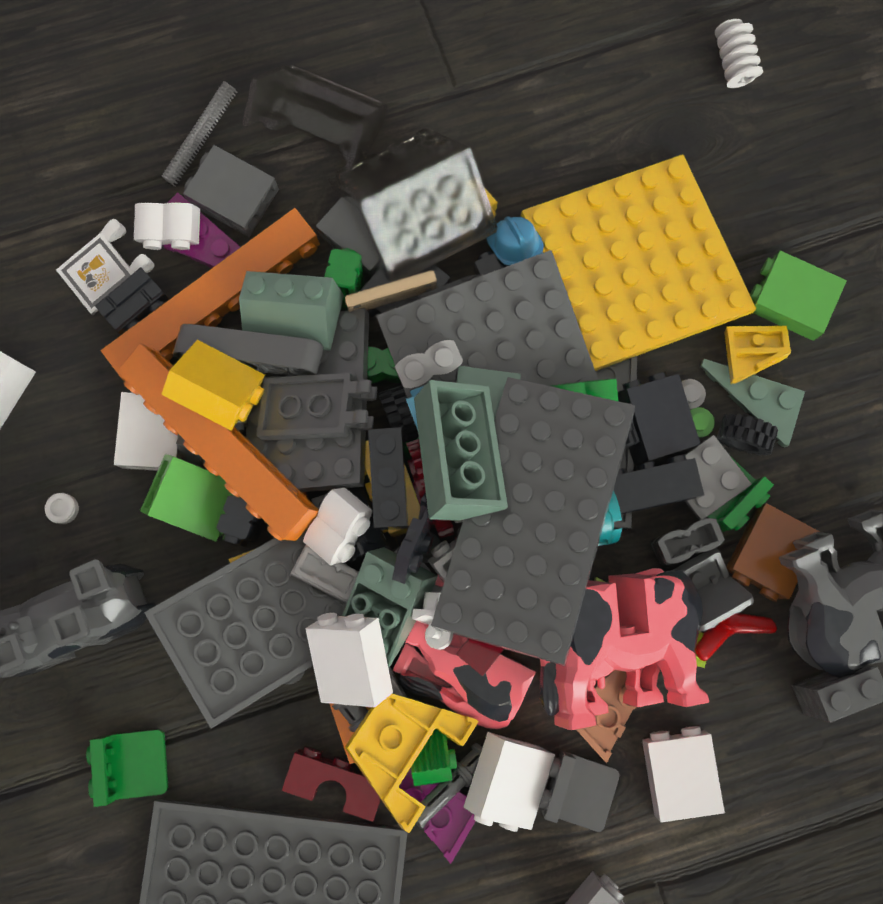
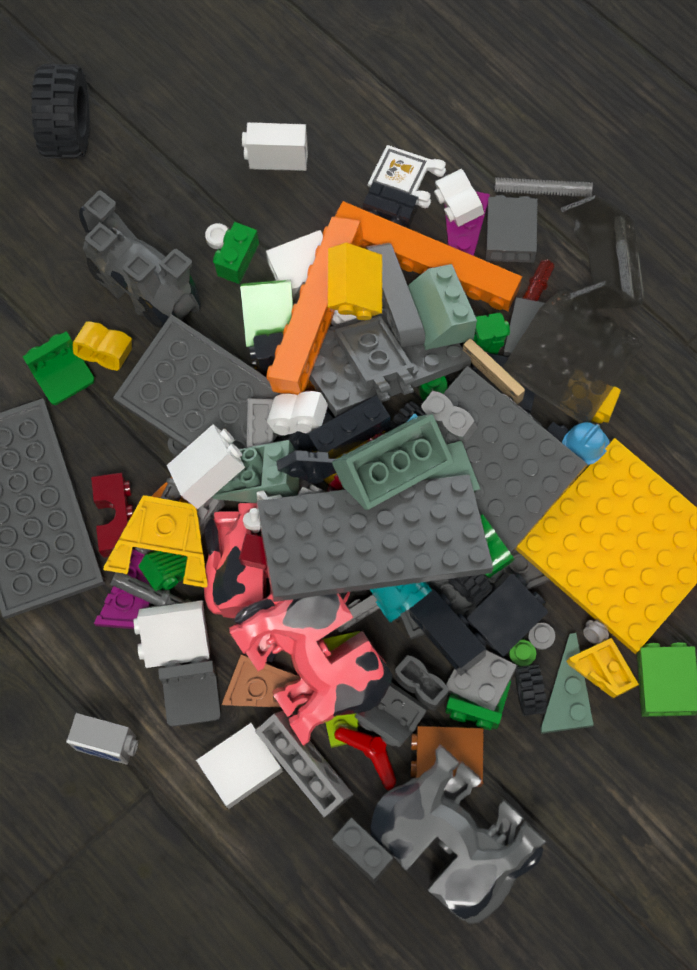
camera: 65 degrees right, 10 degrees down
(95, 497) = (236, 252): none -> green brick
(126, 703) = (102, 345): none -> yellow brick
(306, 195) = (539, 281): none -> clear red axle
(713, 338) = (595, 632): none -> light grey plate
(730, 704) = (304, 764): none -> light grey brick

